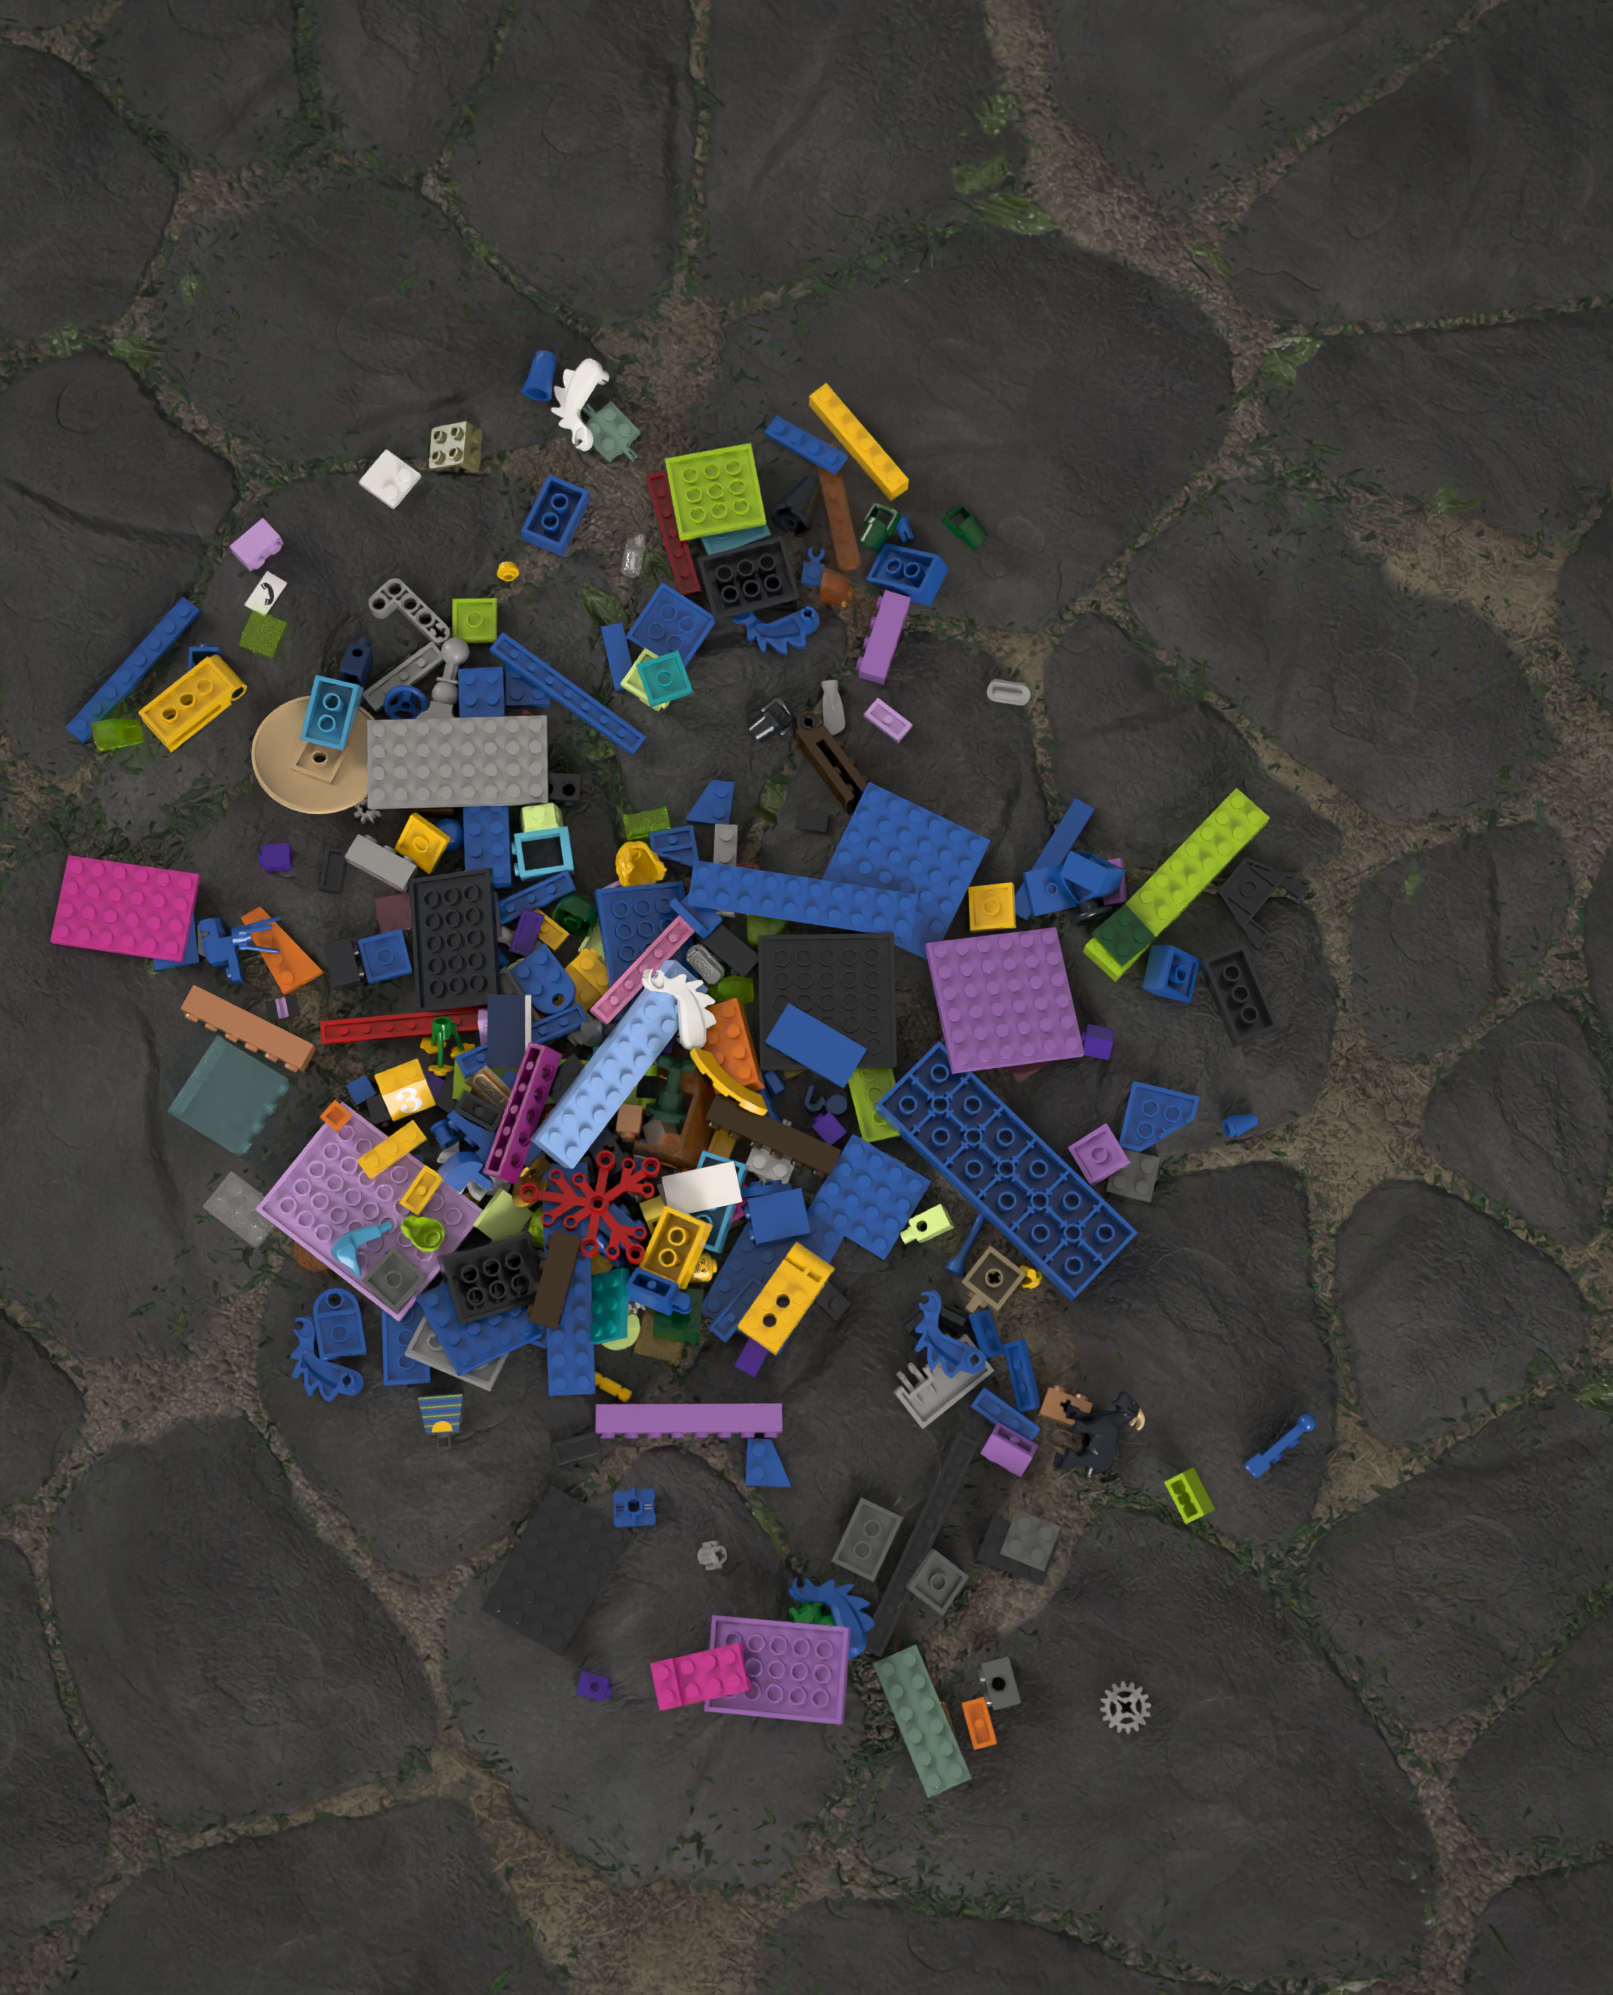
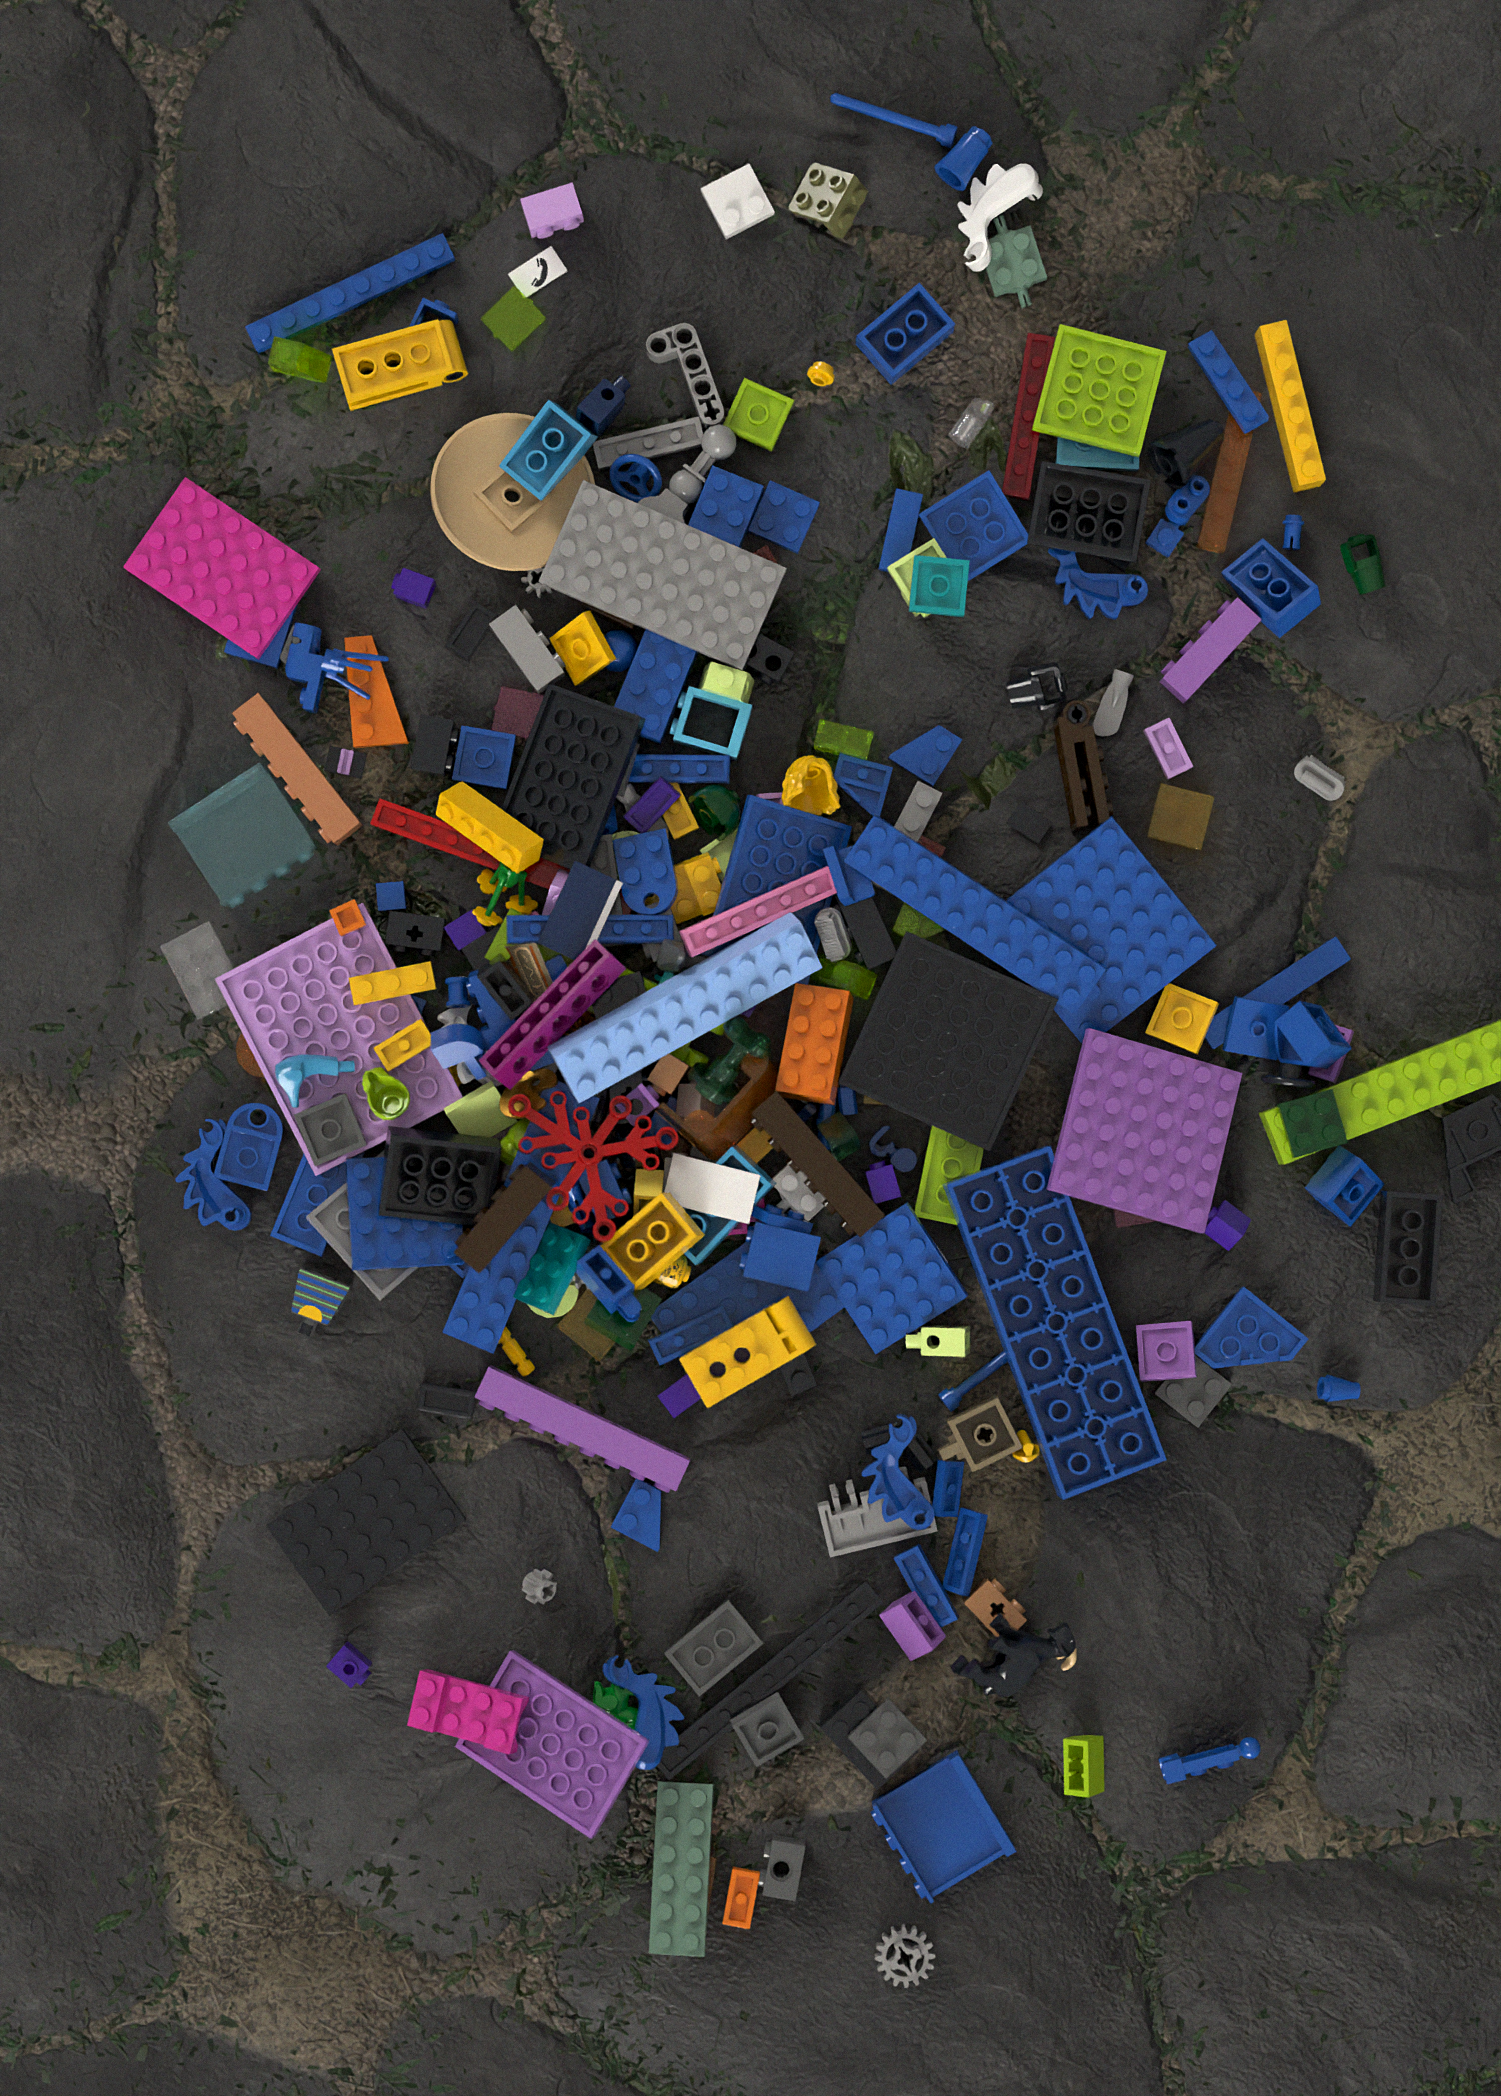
camera: 25 degrees right, 10 degrees up
(405, 1090) = (437, 923): yellow slope -> none
(412, 1002) = (489, 827): none -> yellow brick
(518, 367) = (943, 134): none -> blue piece
(567, 694) = (822, 550): blue plate -> none
(620, 1144) = (648, 1098): none -> medium lavender bracket
(625, 1499) = (493, 1487): blue piece -> none
(691, 1013) = (794, 978): white animal -> none
(725, 1084) = (790, 1086): yellow tile -> none
(781, 1108) = (839, 1135): none -> panel
(816, 537) = (1189, 498): none -> blue plate
(816, 1045) = (911, 1086): blue tile -> none
(835, 589) = (1181, 569): clear orange slope -> none
(874, 530) = (1258, 521): dark green piece -> none
(920, 764) = (1180, 817): none -> clear yellow plate
(1105, 1593) = (941, 1826): none -> blue panel

